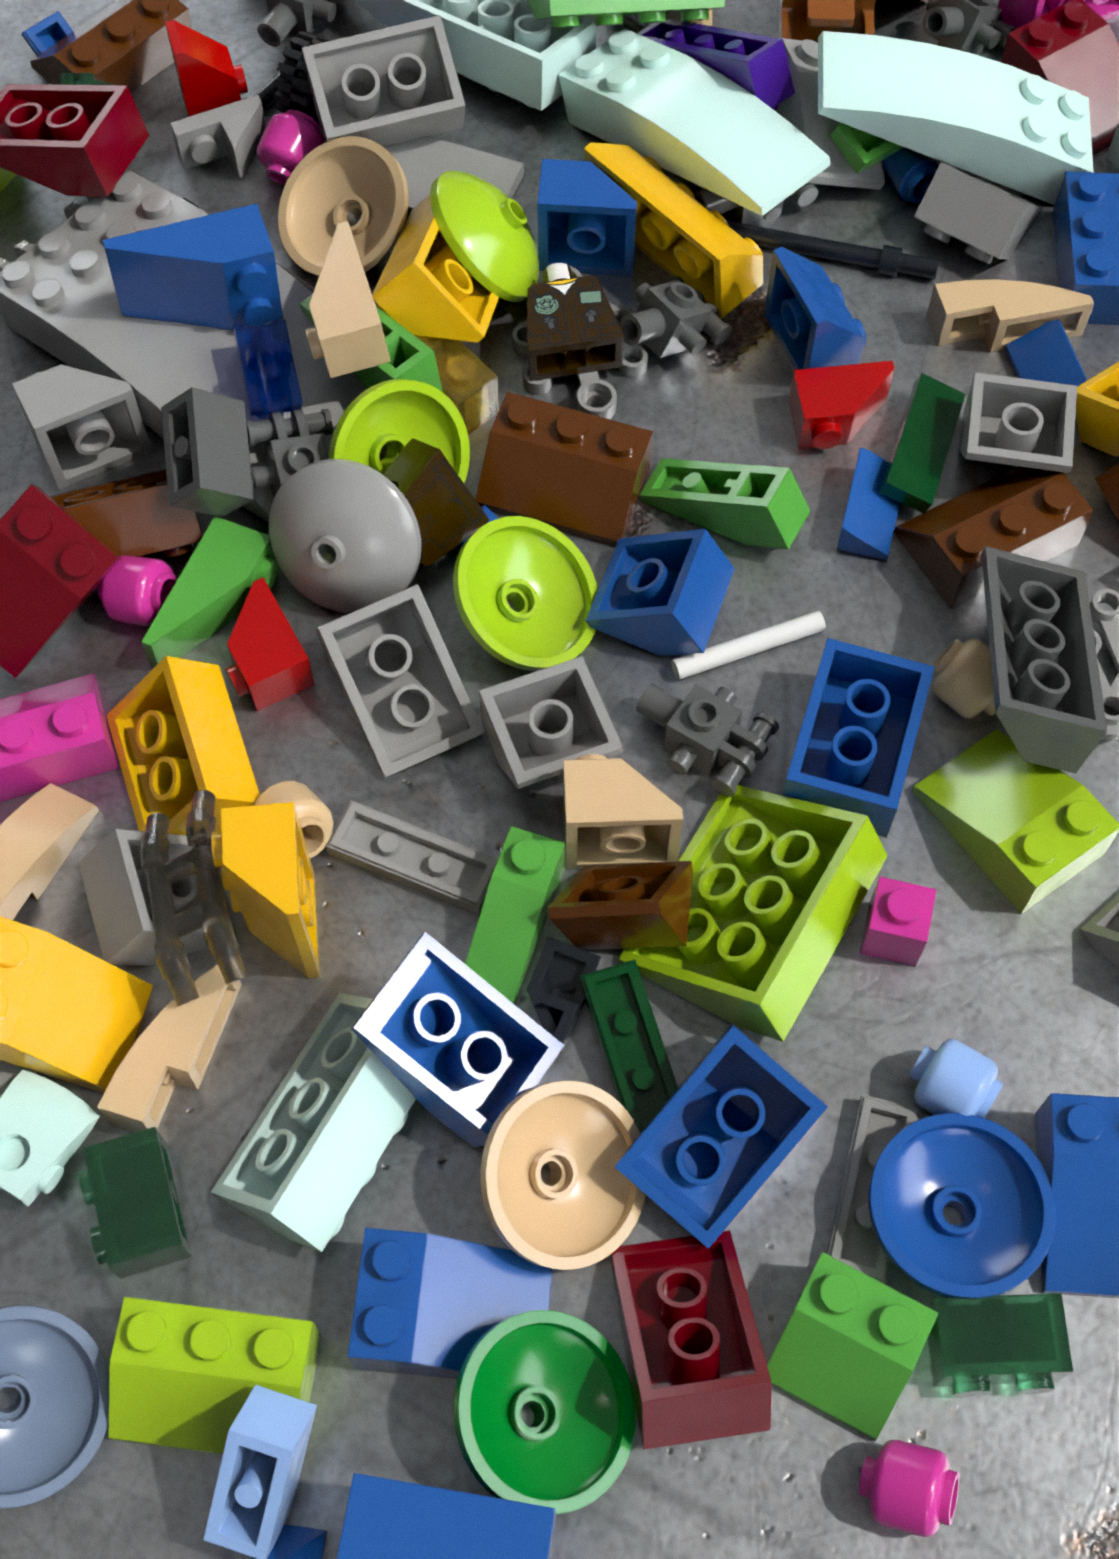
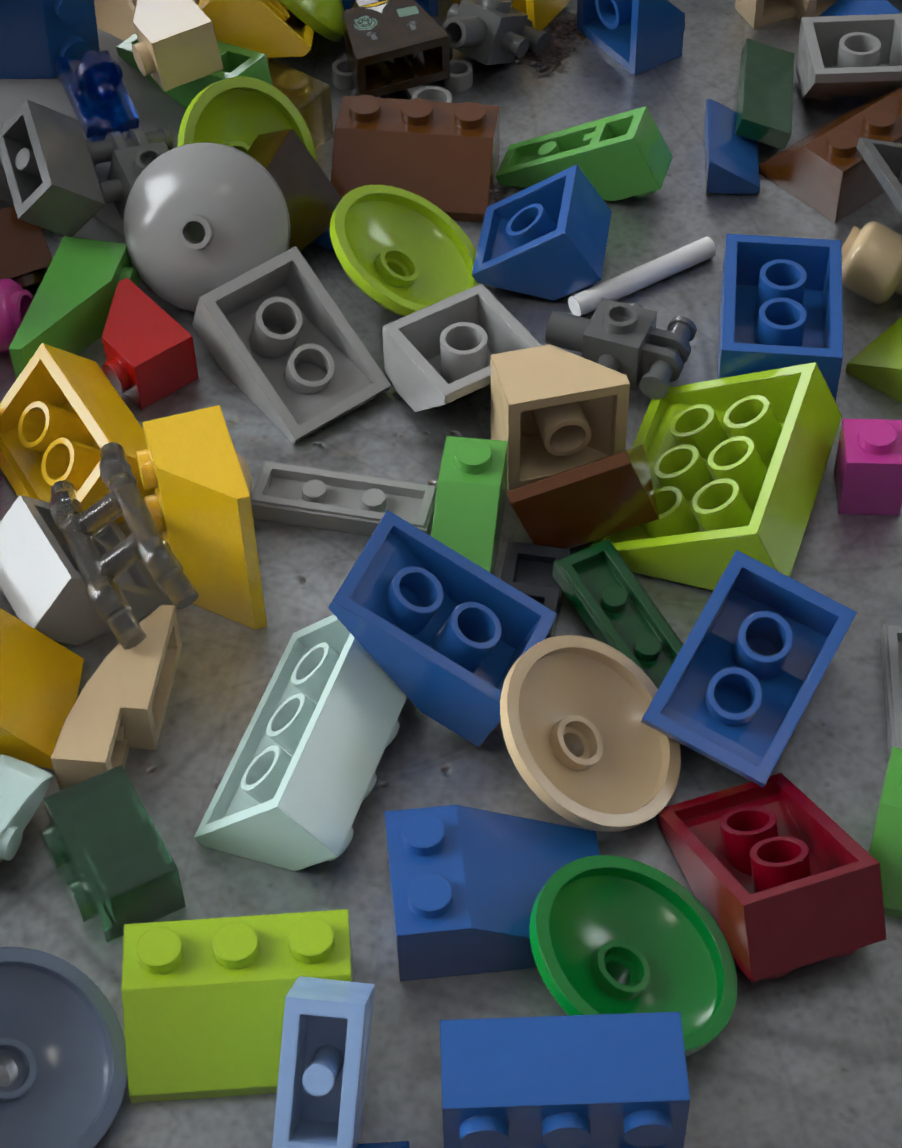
camera: 10 degrees left, 15 degrees down
(836, 401) = (671, 71): red slope -> none

